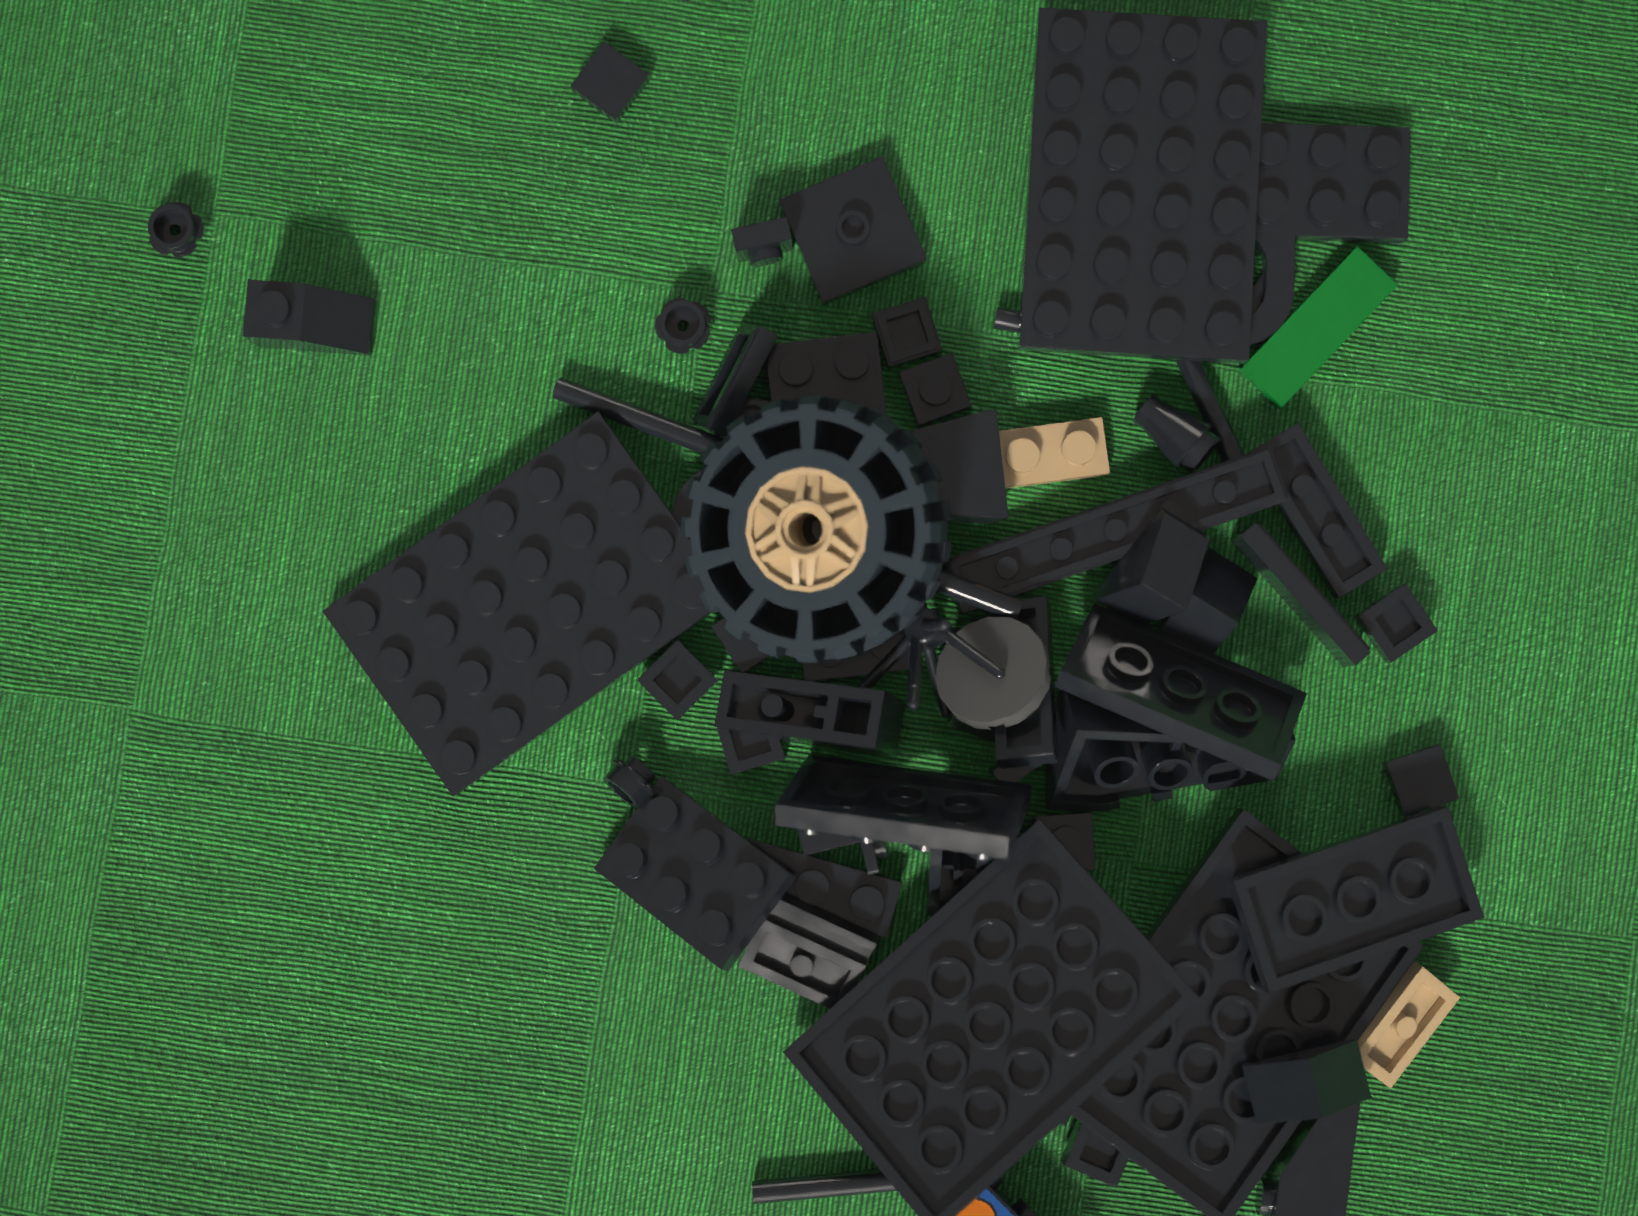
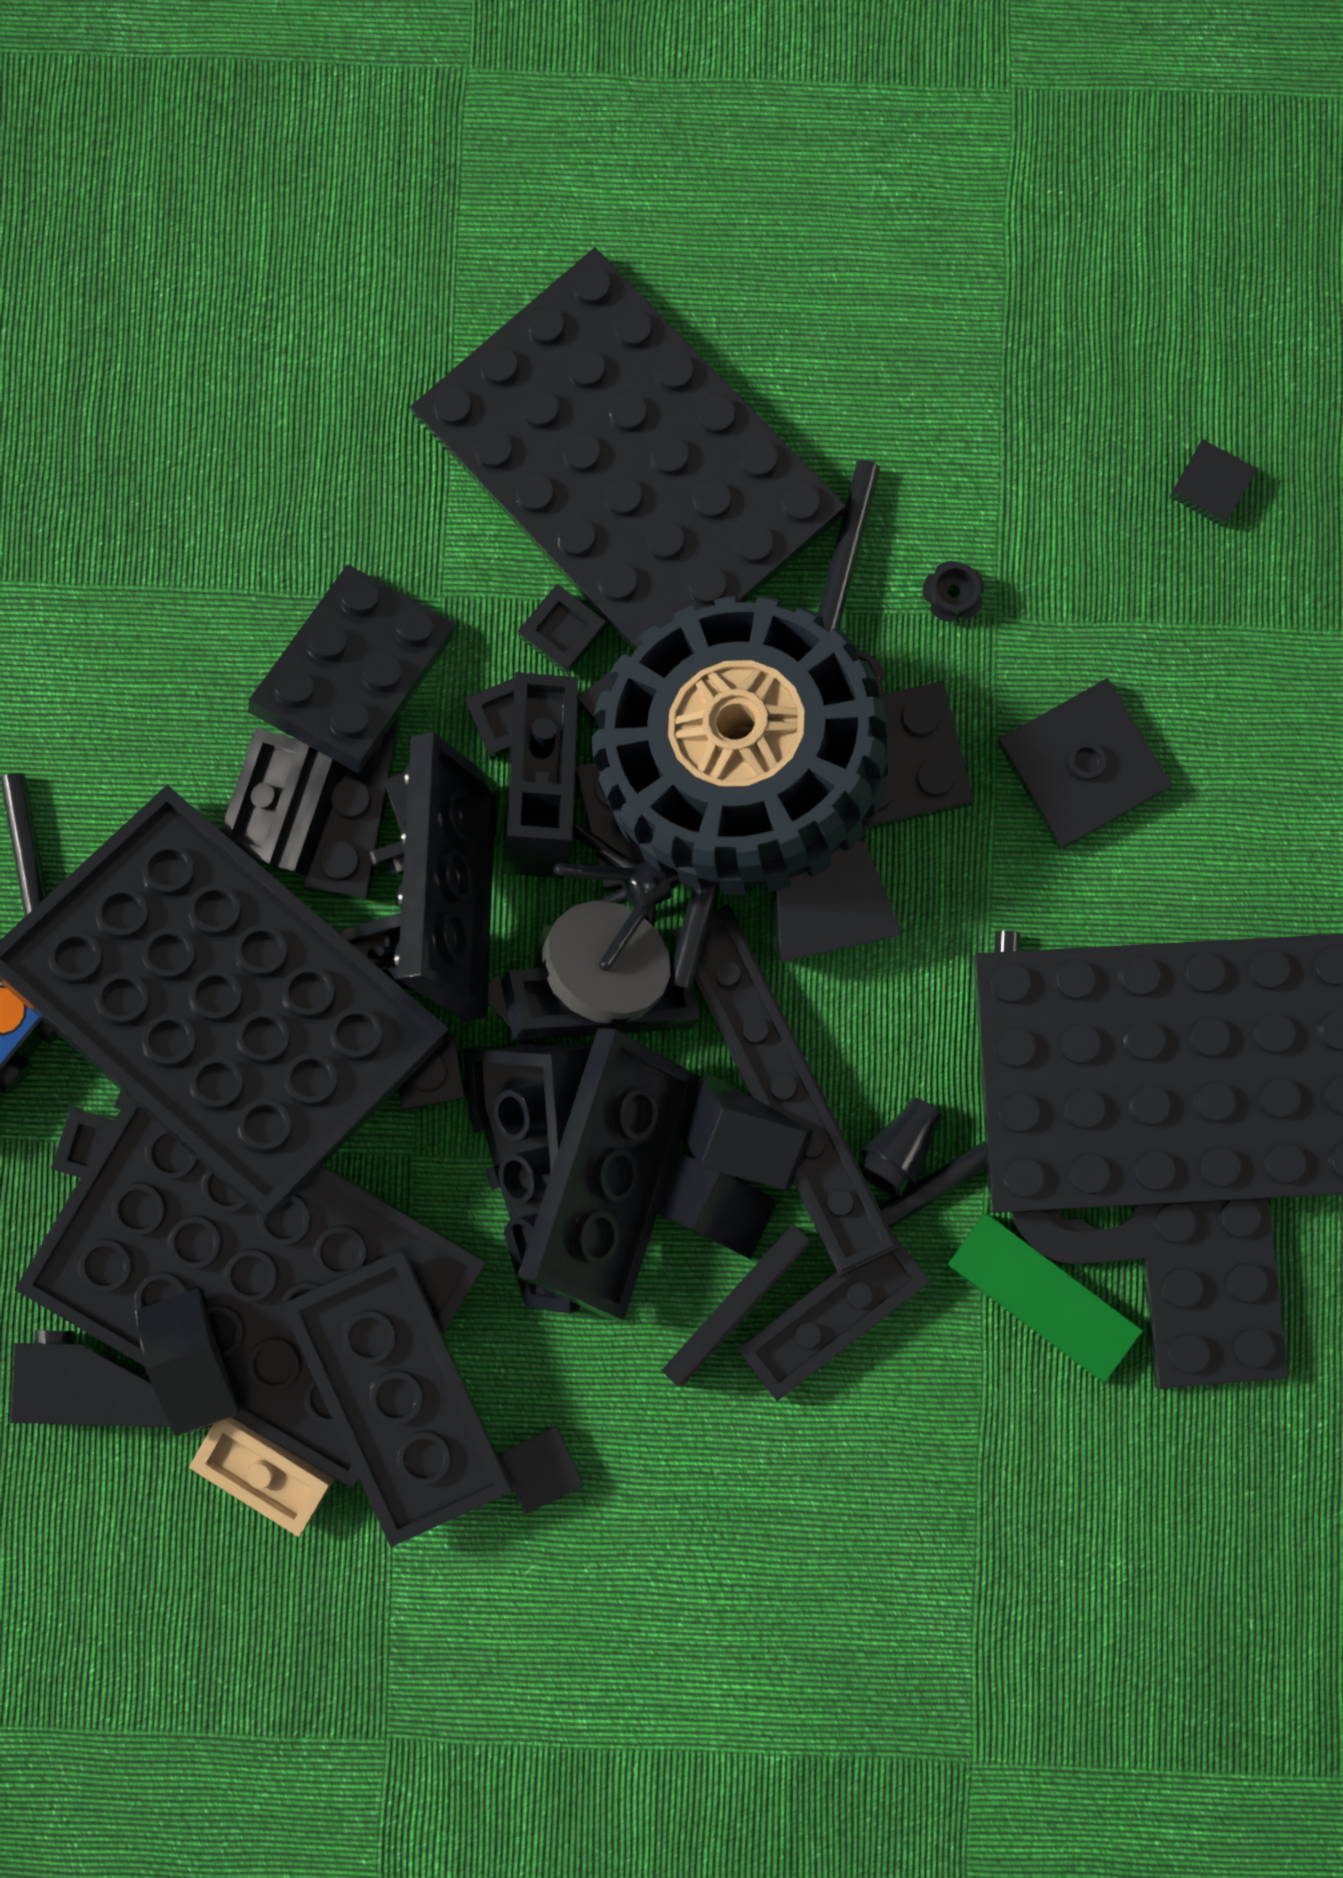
camera: 85 degrees right, 5 degrees down
(160, 228) = (993, 31): black plate -> none
(308, 318) = (909, 192): black slope -> none
(630, 780) = (447, 592): black plate -> none
(734, 379) = (903, 650): black tile -> none
(762, 242) = (1057, 663): black plate -> none
(906, 333) = (977, 836): black tile -> none
(935, 390) = (917, 874): black plate -> none
(1054, 453) = (862, 1009): tan plate -> none
(1395, 623) = (716, 1420): black plate -> none

